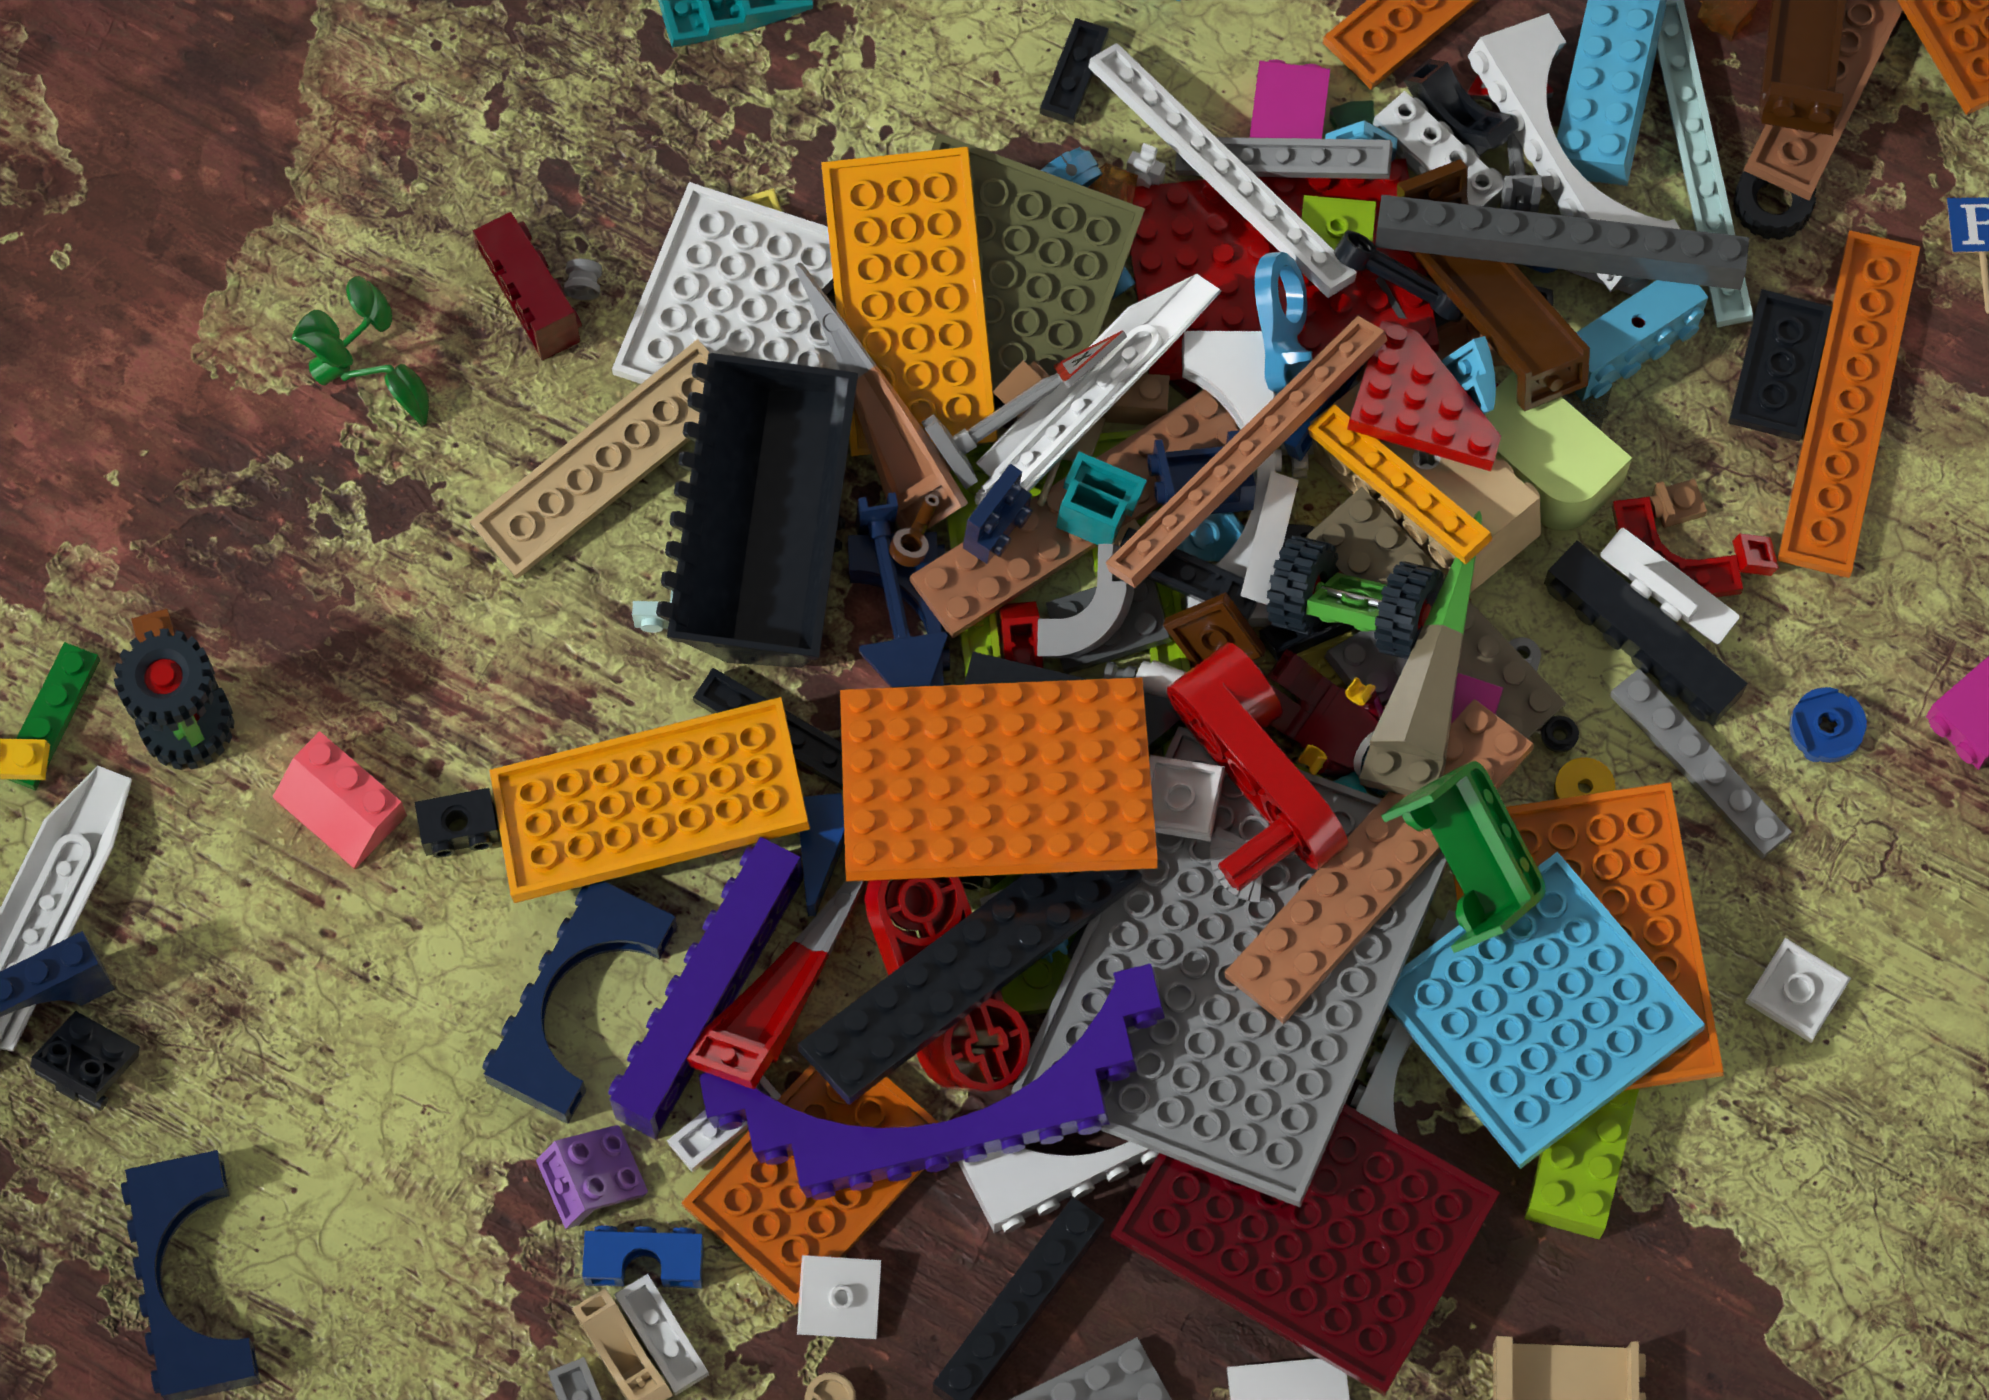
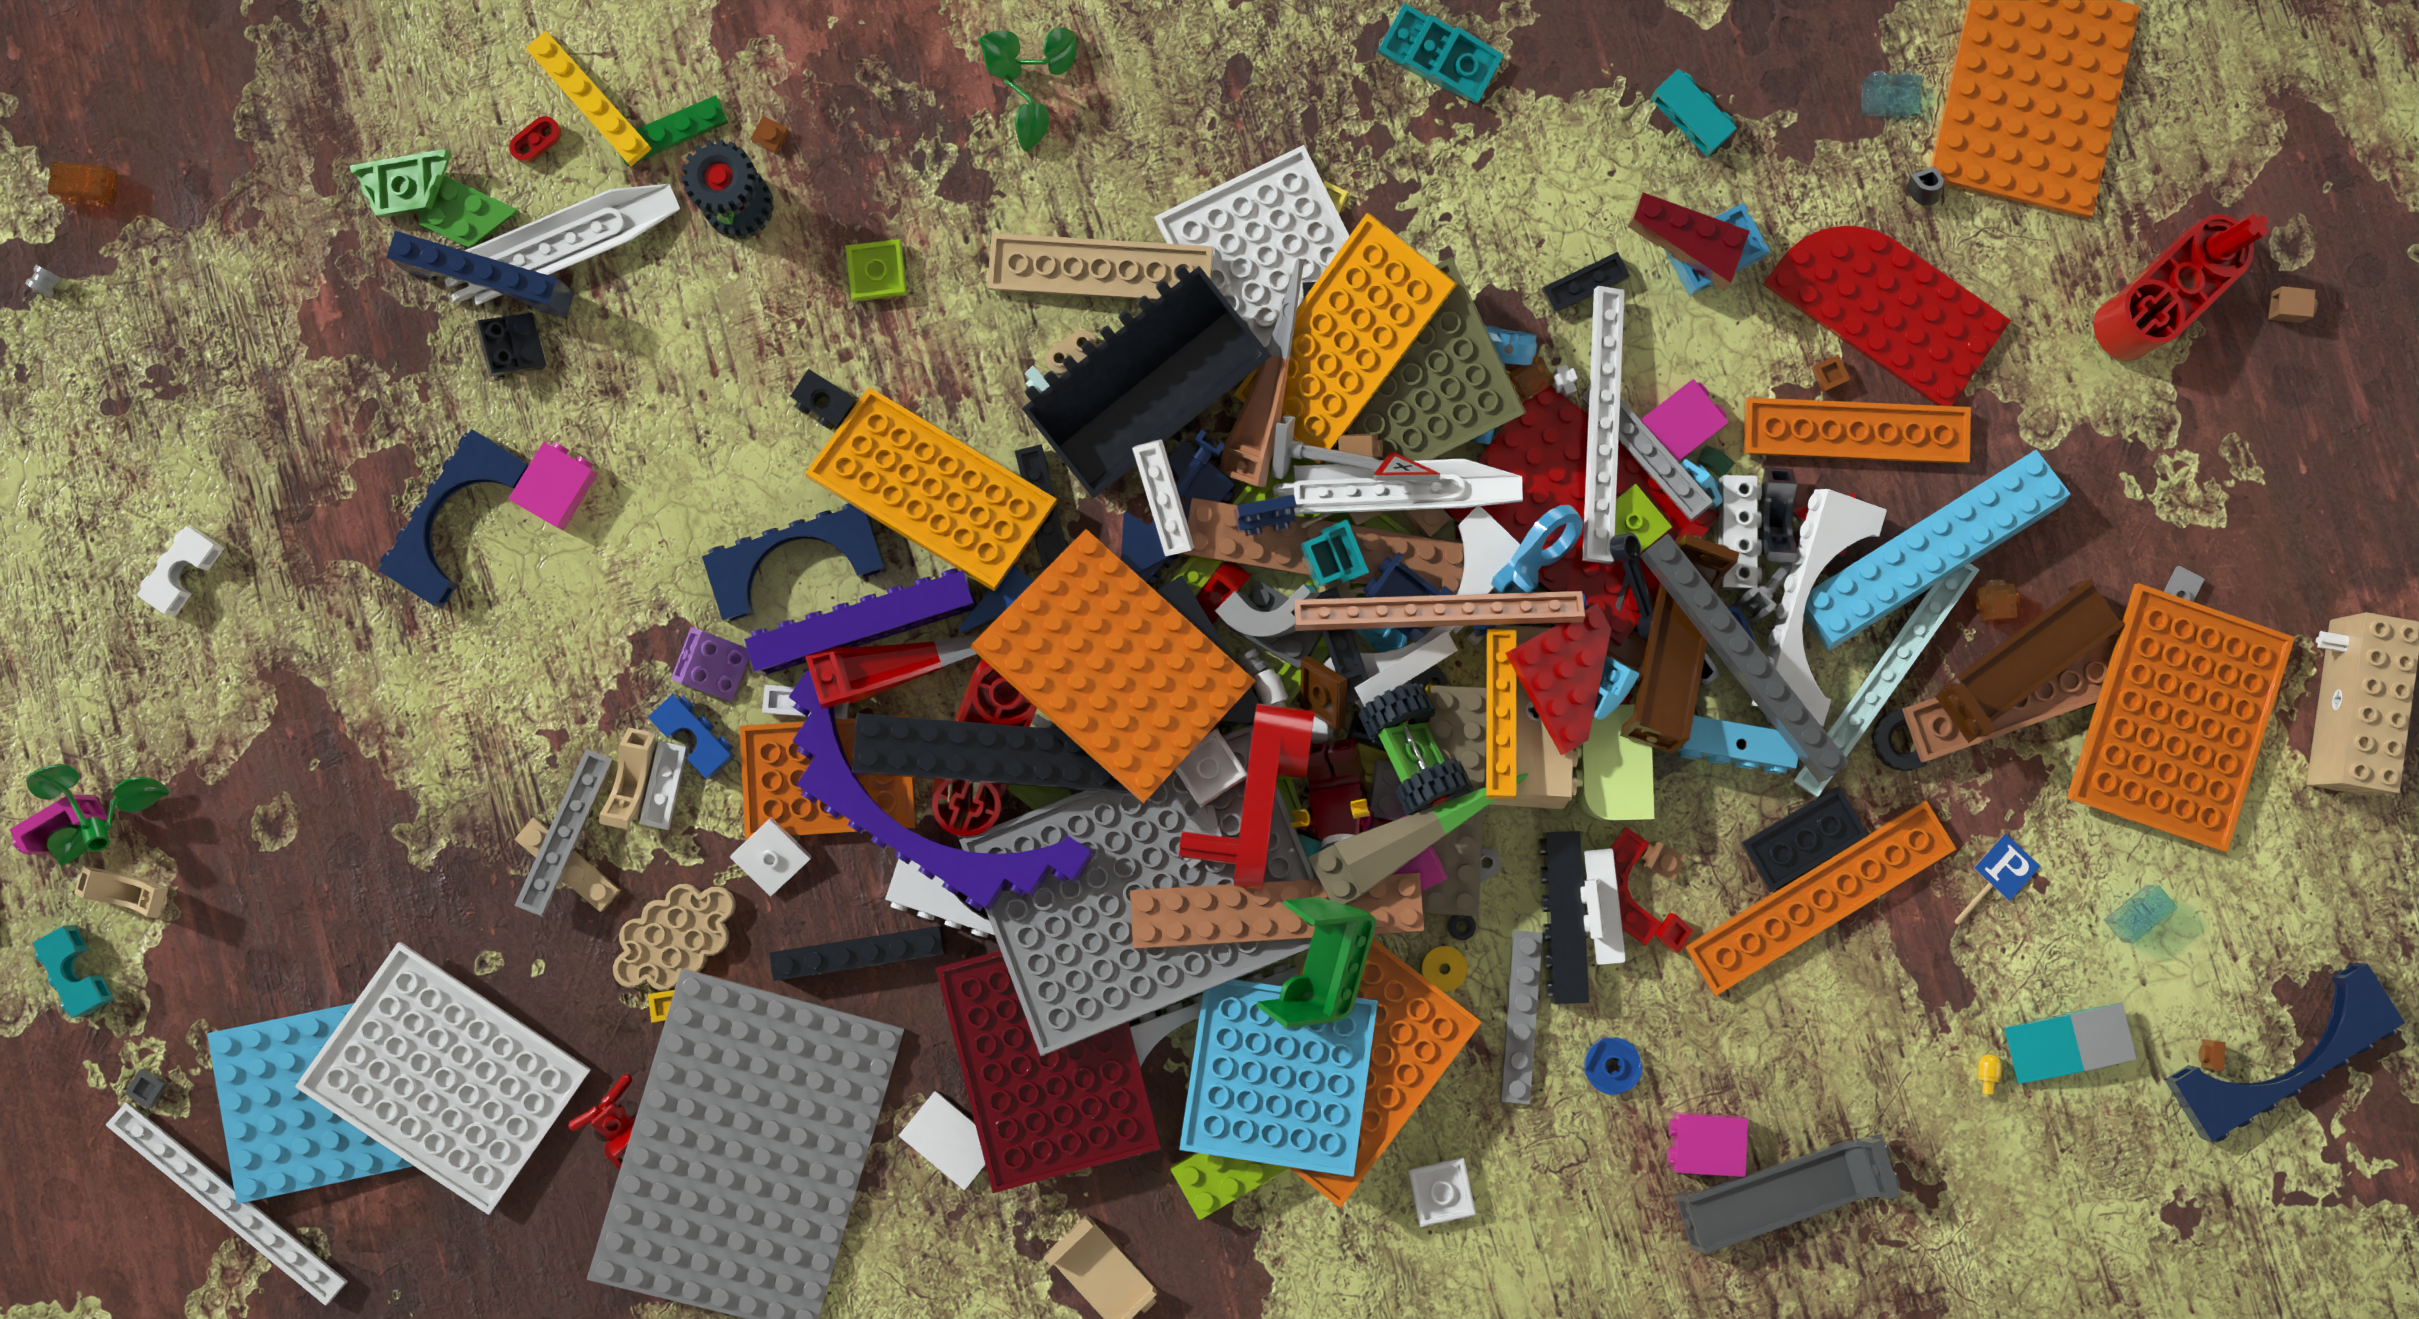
camera: 45 degrees right, 15 degrees up
(261, 1151) = (554, 484): none -> dark pink brick
(338, 800) = (775, 327): coral slope -> none
(388, 659) = (876, 270): none -> lime plate
(528, 285) = (1155, 122): dark red wedge -> none
(582, 279) = (1190, 147): light grey wheel -> none
(652, 561) = (1067, 348): none -> tan plate
(885, 593) = (1163, 497): none -> white plate
(909, 544) = (1215, 477): reddish brown plate -> none

